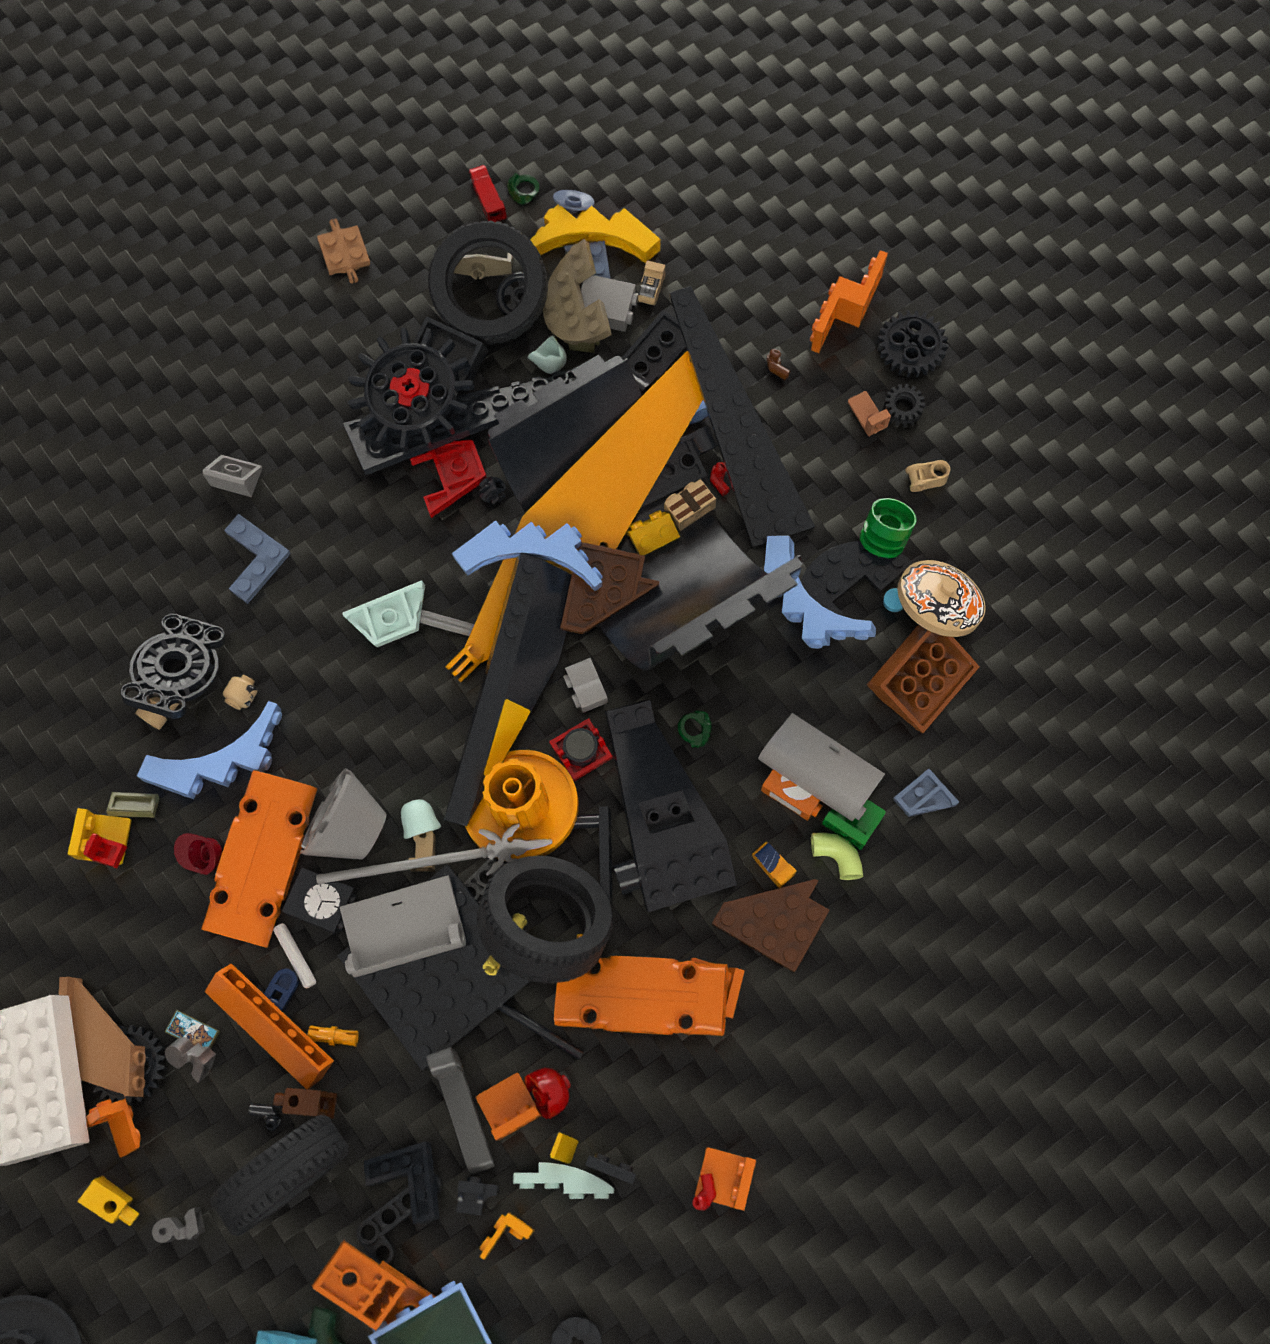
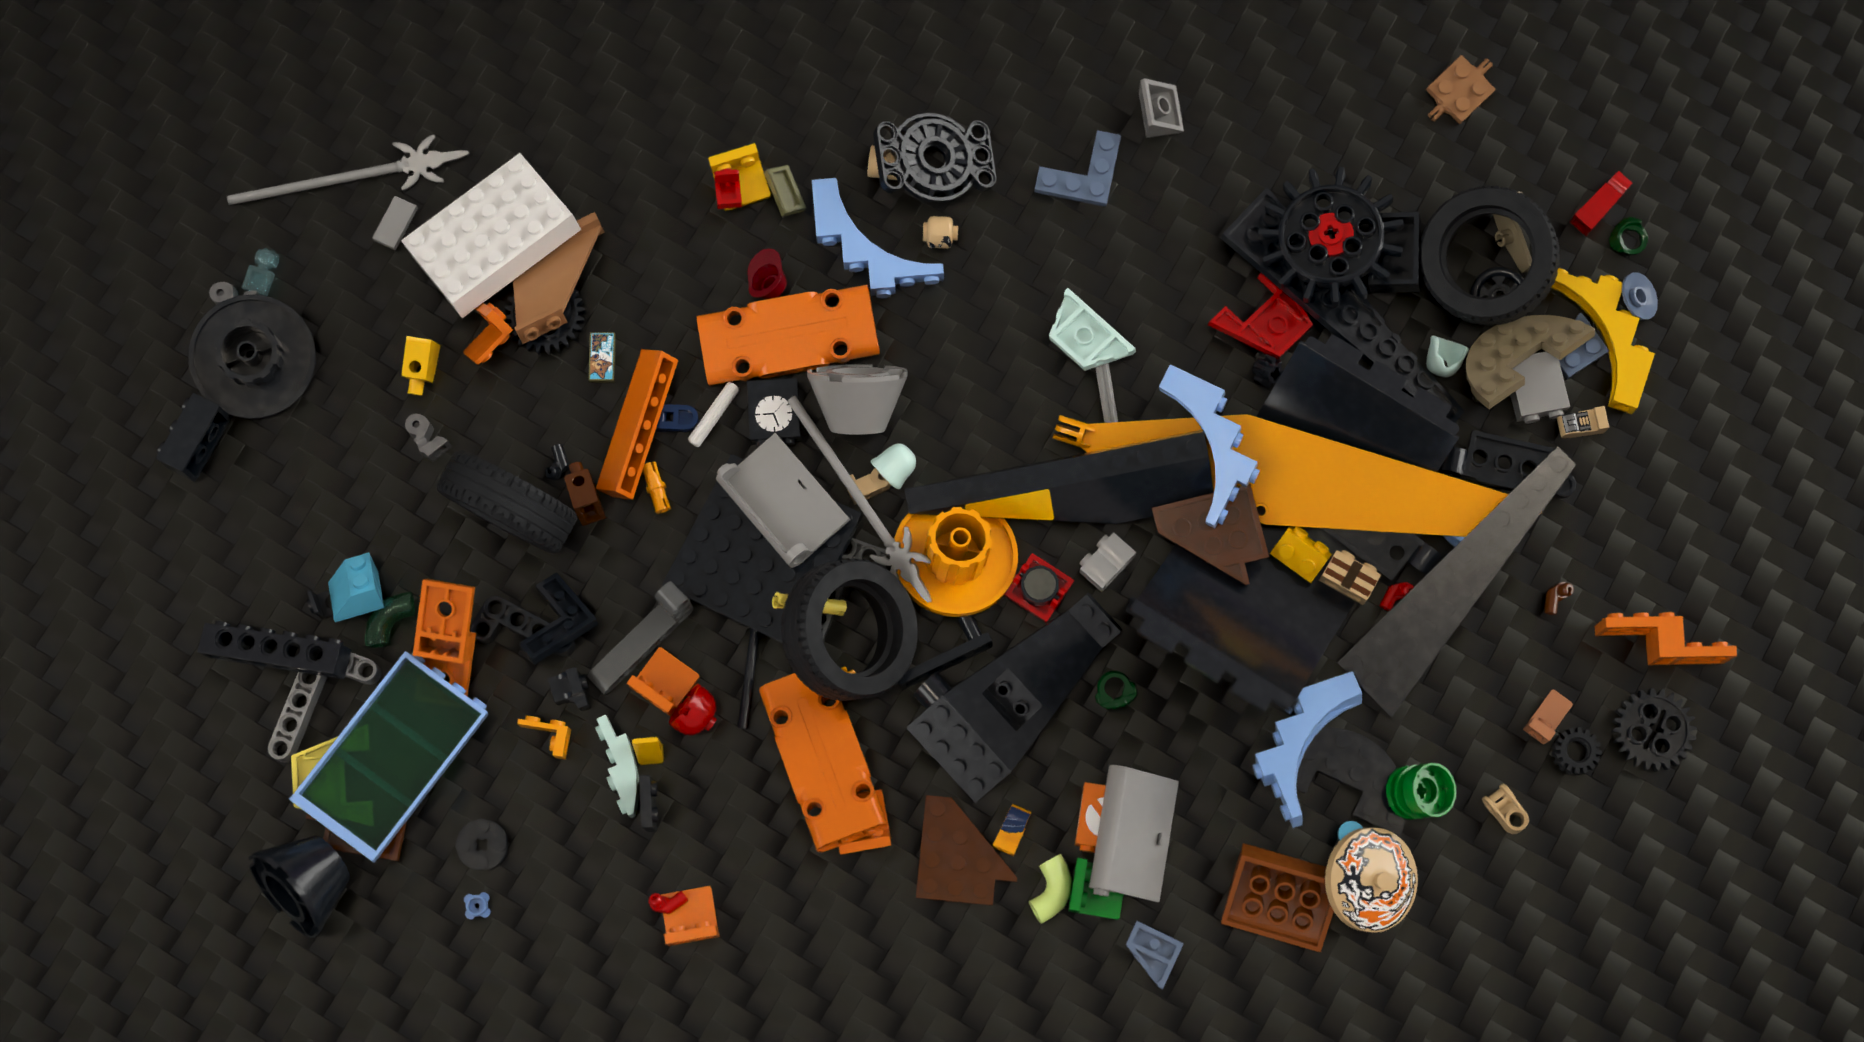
camera: 65 degrees right, 5 degrees up
(184, 1051) = (579, 359): flat silver leg -> none

